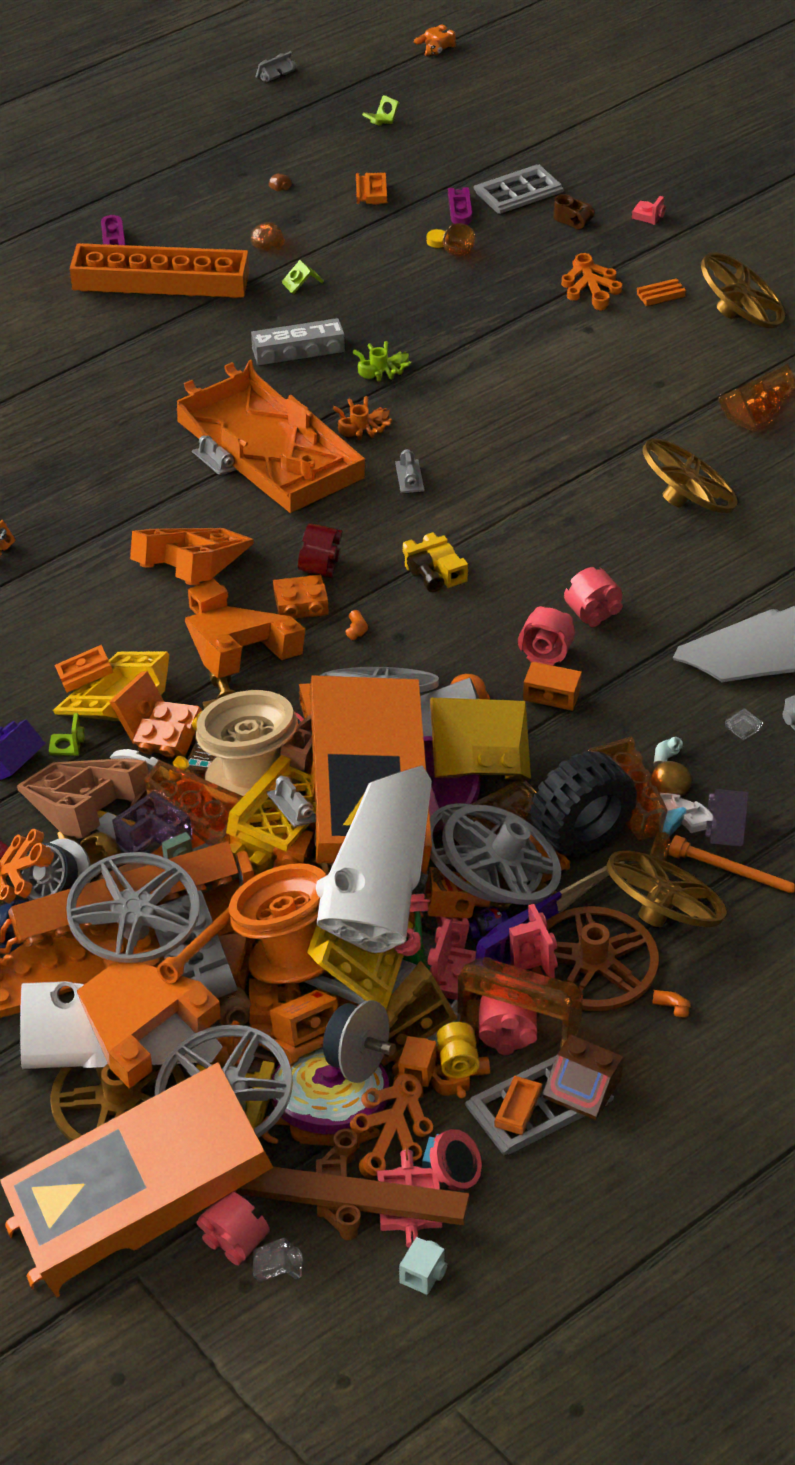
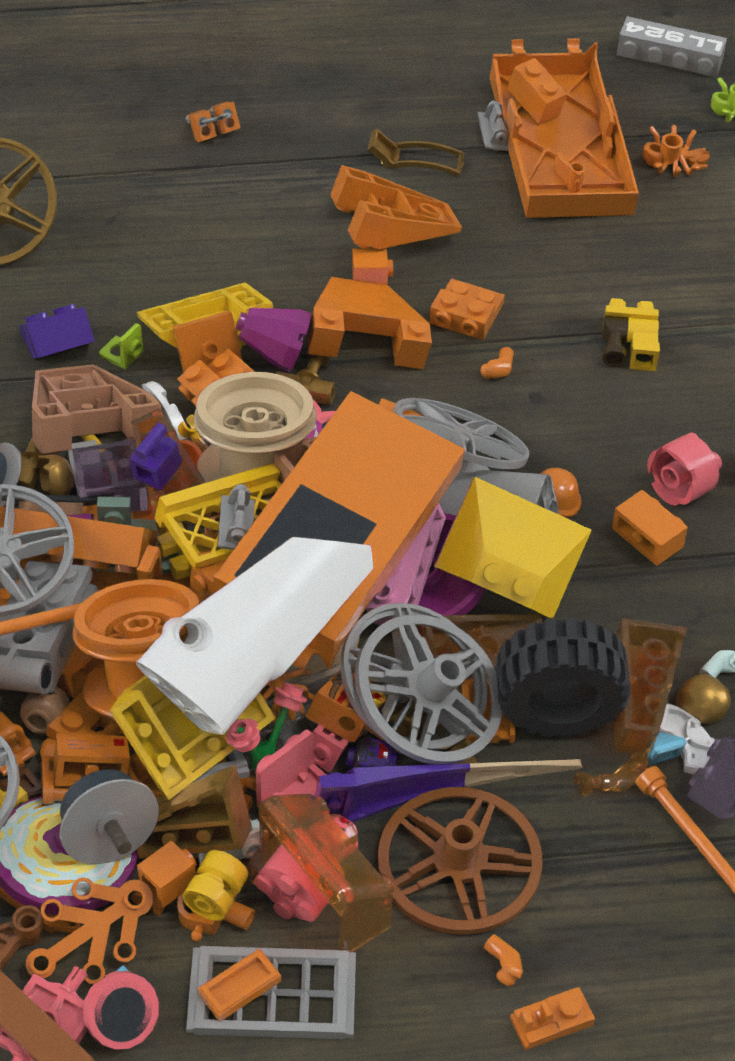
camera: 30 degrees right, 5 degrees up
(84, 668) = (193, 283): orange plate -> none
(147, 509) = (389, 153): none -> pearl gold piece
(188, 674) = (274, 334): none -> magenta cone
(192, 792) = (156, 458): none -> dark purple brick
(231, 413) = (537, 91): none -> orange brick
(320, 550) = (516, 267): dark red brick -> none
(409, 473) = (681, 229): light grey hinge -> none
(532, 944) = (386, 808): coral bracket -> none
(583, 1077) = (328, 994): reddish brown slope -> none
(664, 893) = (582, 828): pearl gold wheel -> none
(728, 1021) = (552, 1018): none -> orange plate

